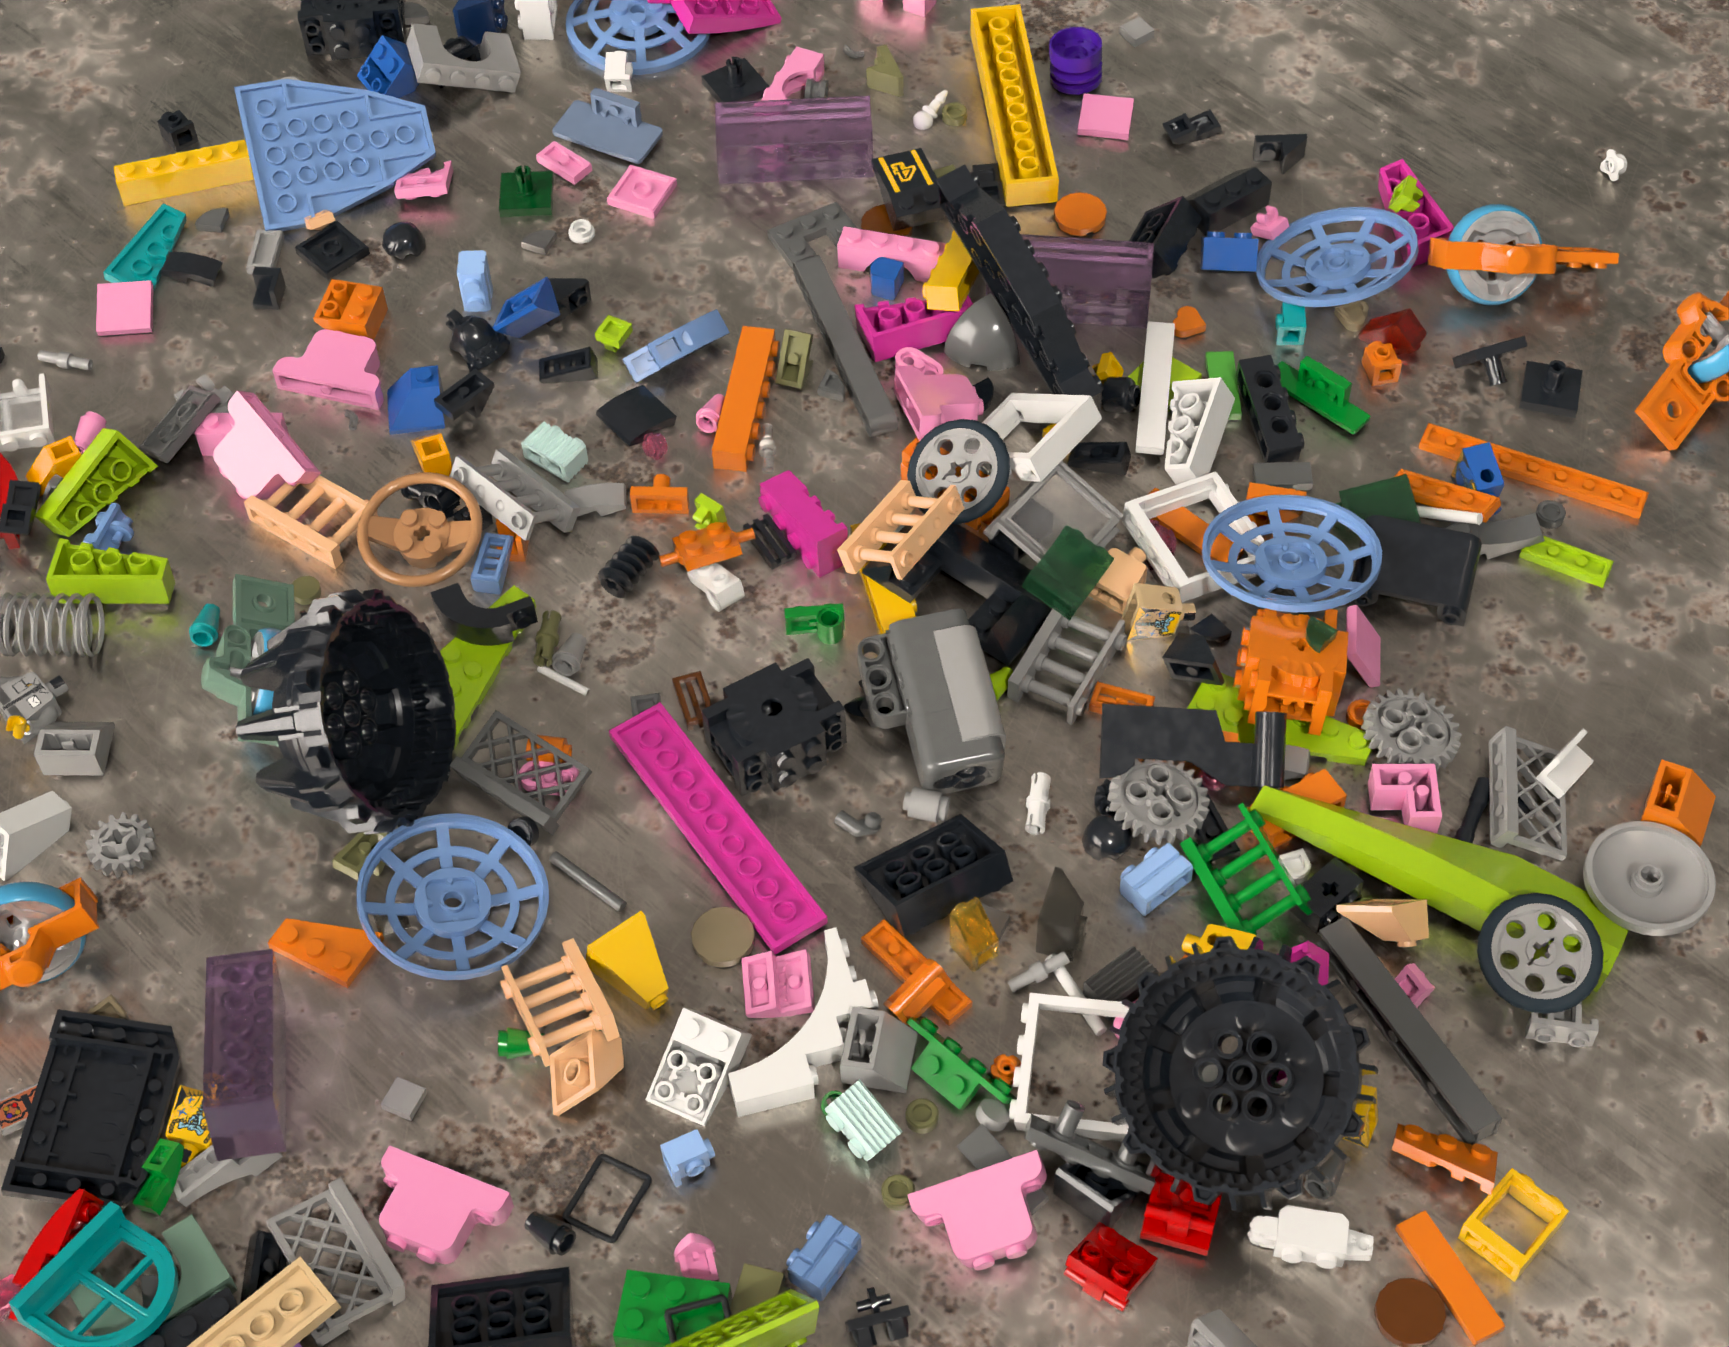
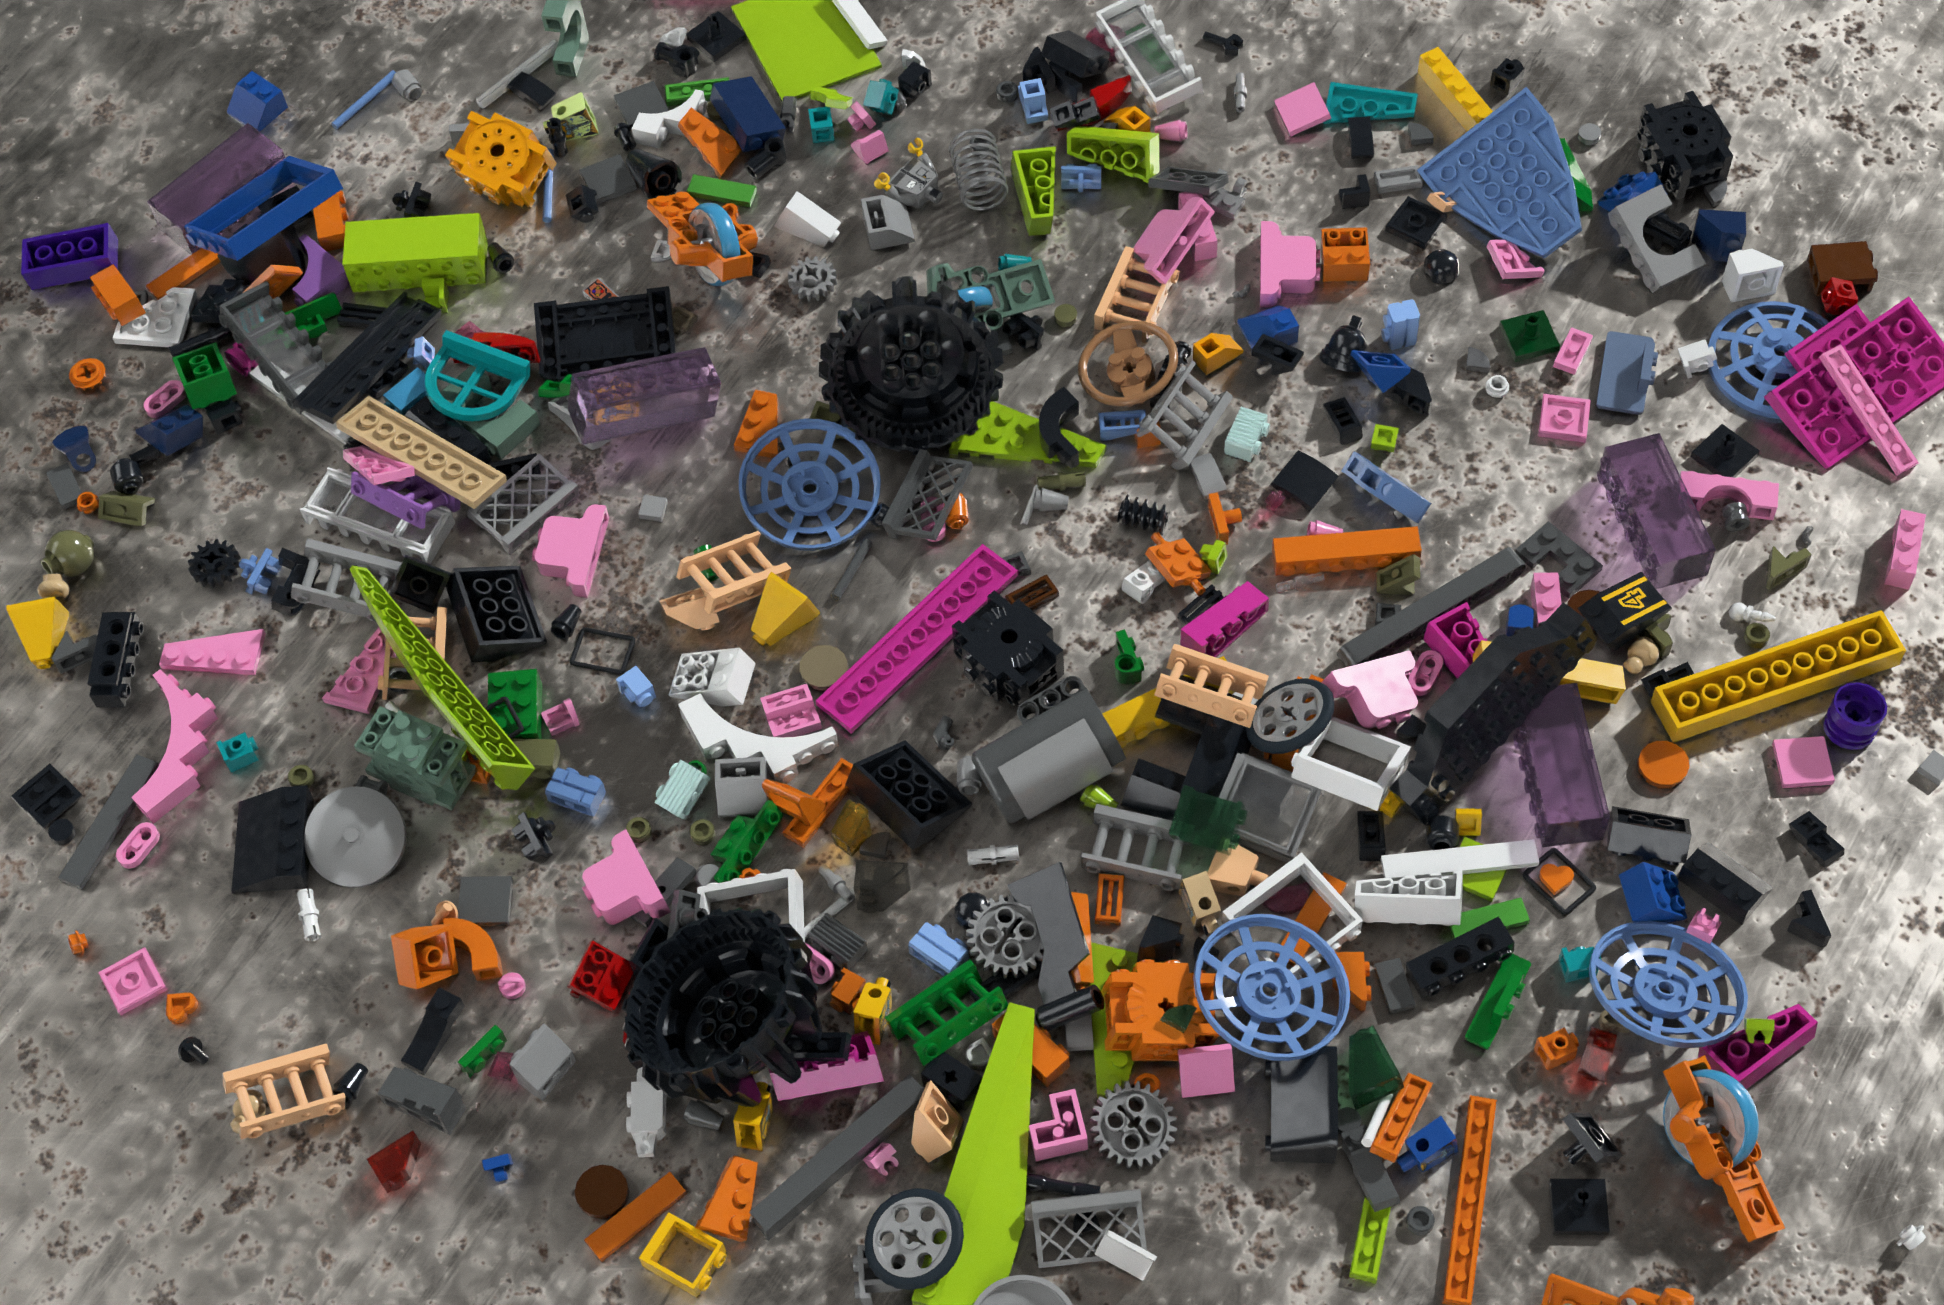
camera: 80 degrees right, 5 degrees up
(1225, 326) = (1564, 911): none -> black piece

